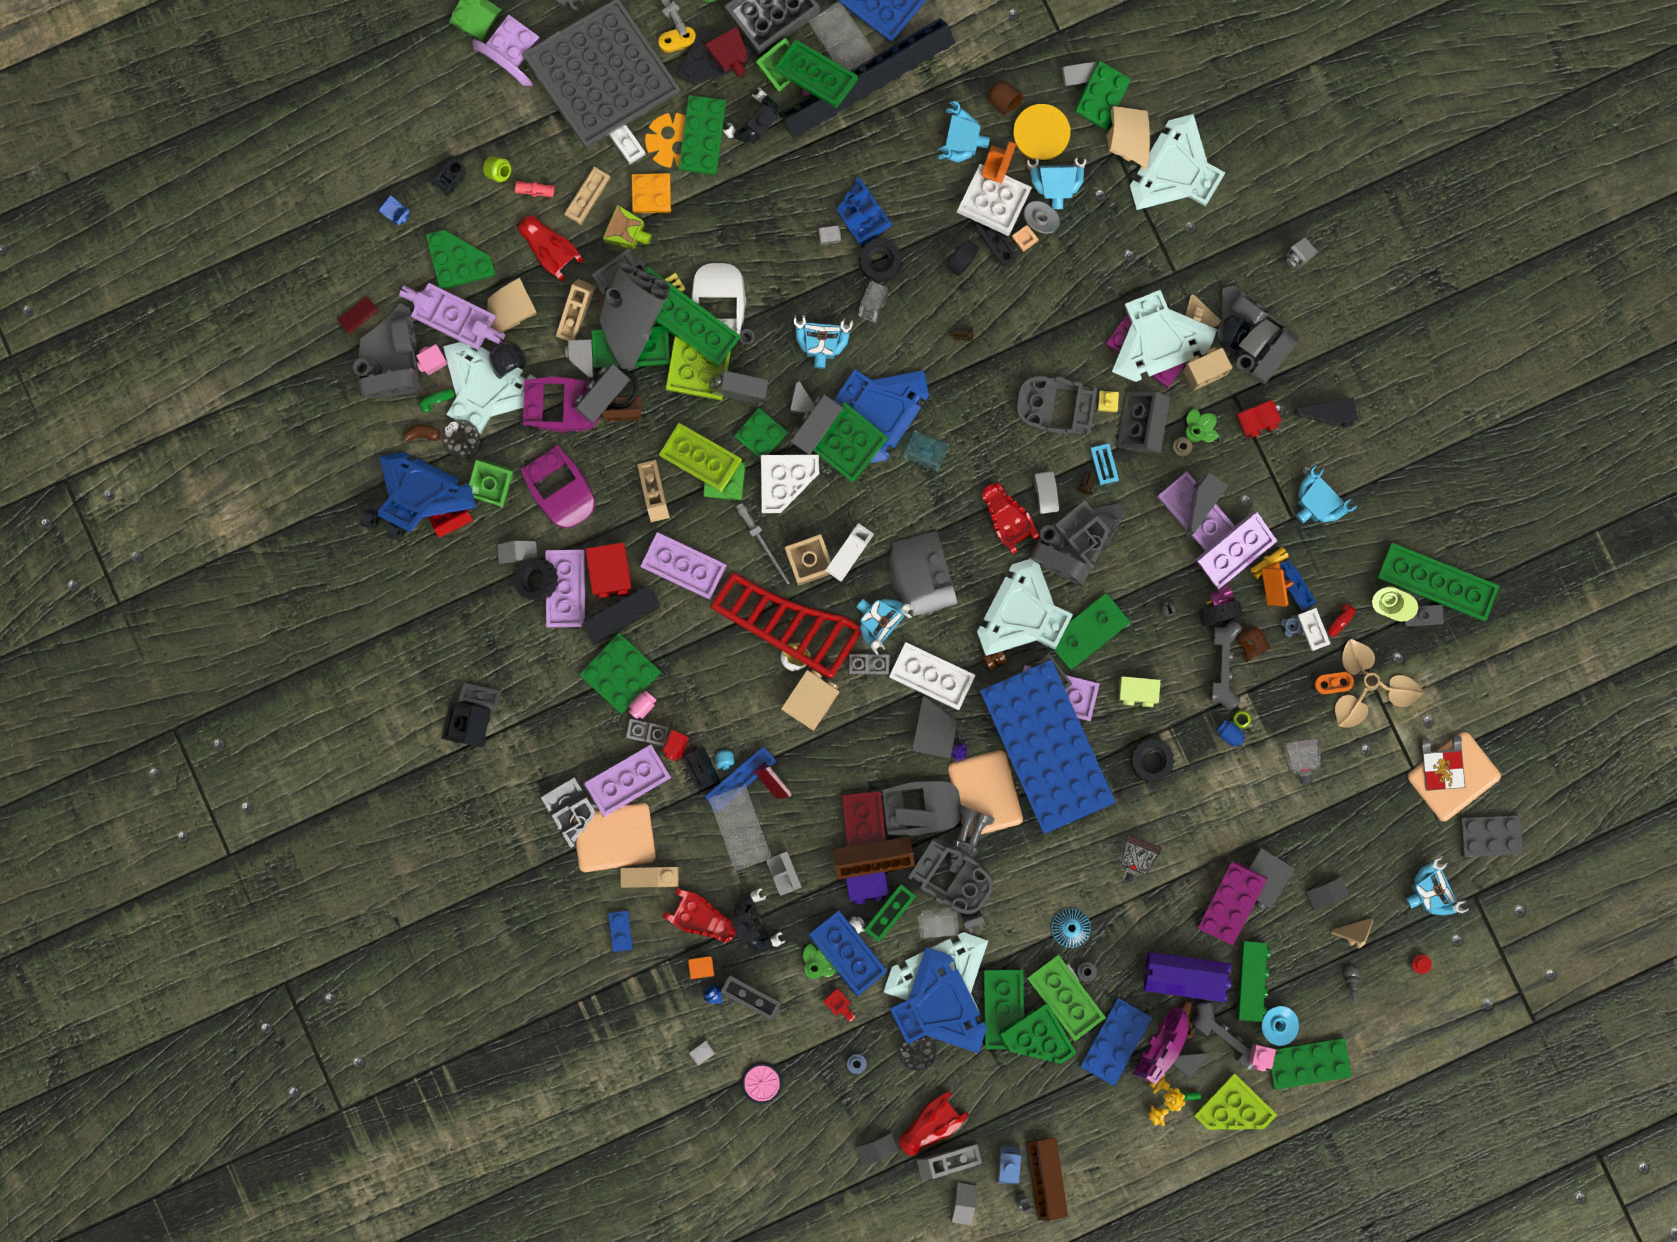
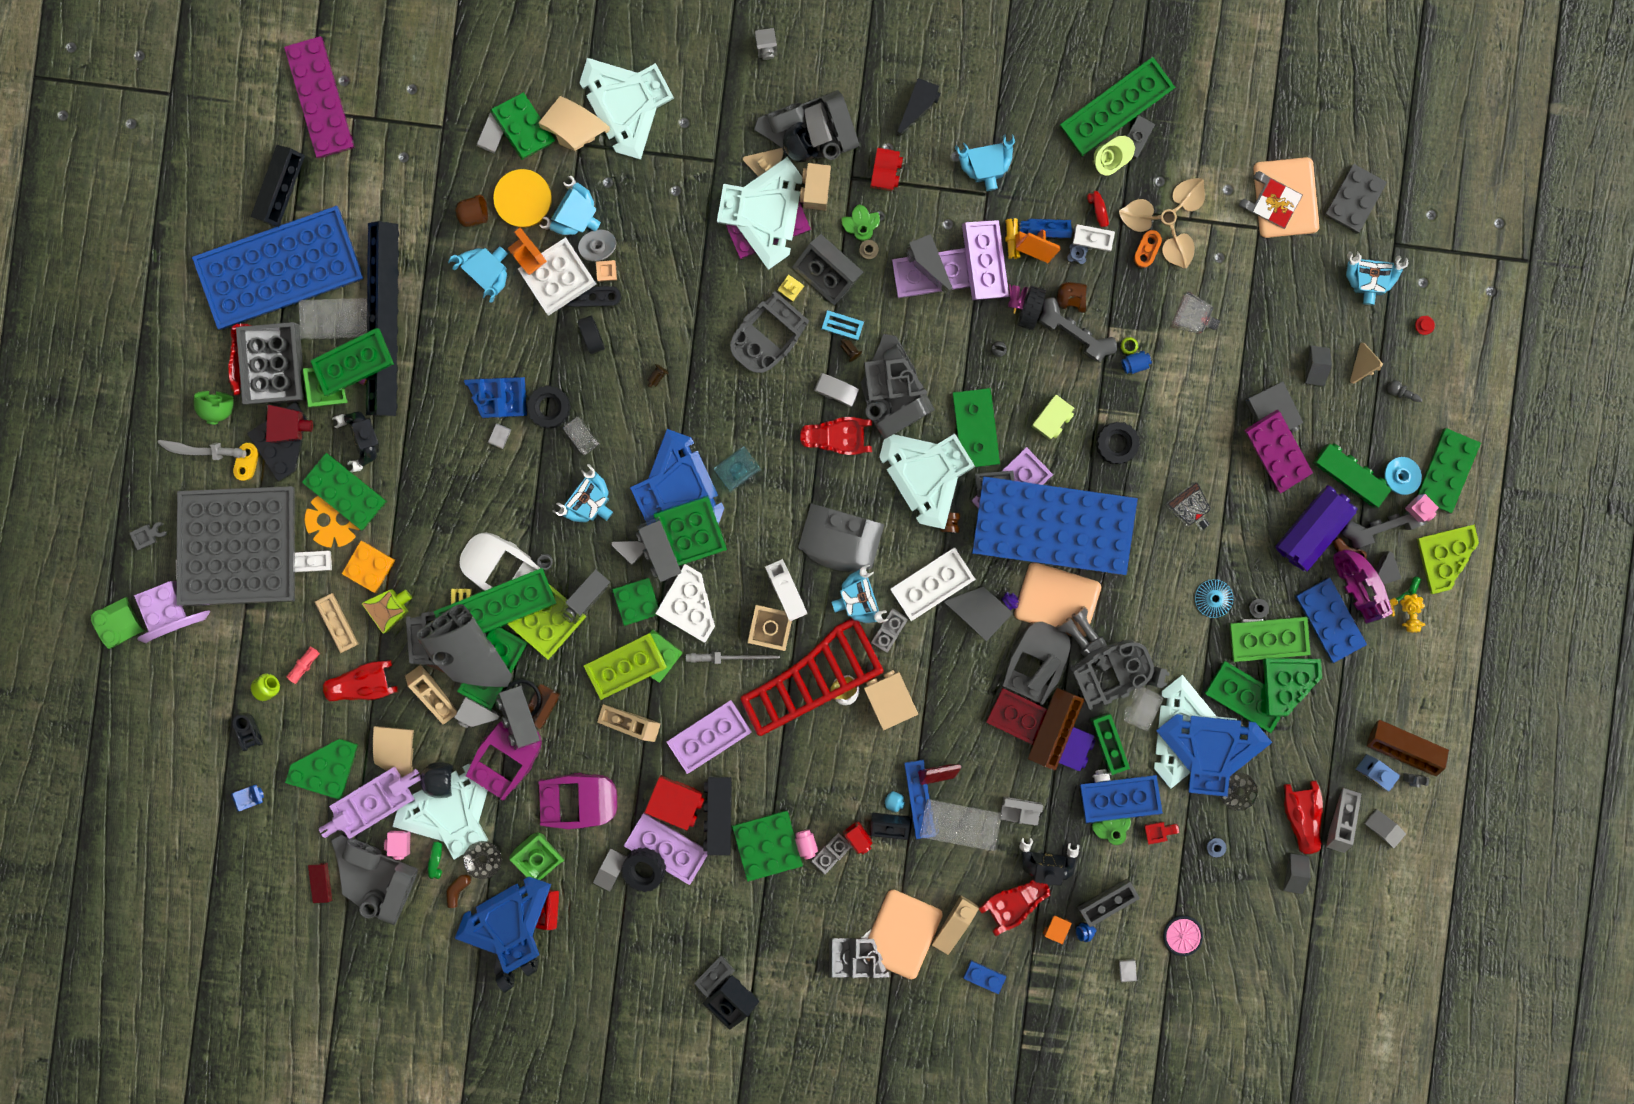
camera: 60 degrees left, 5 degrees up
(627, 781) = (862, 896): lavender hinge -> none

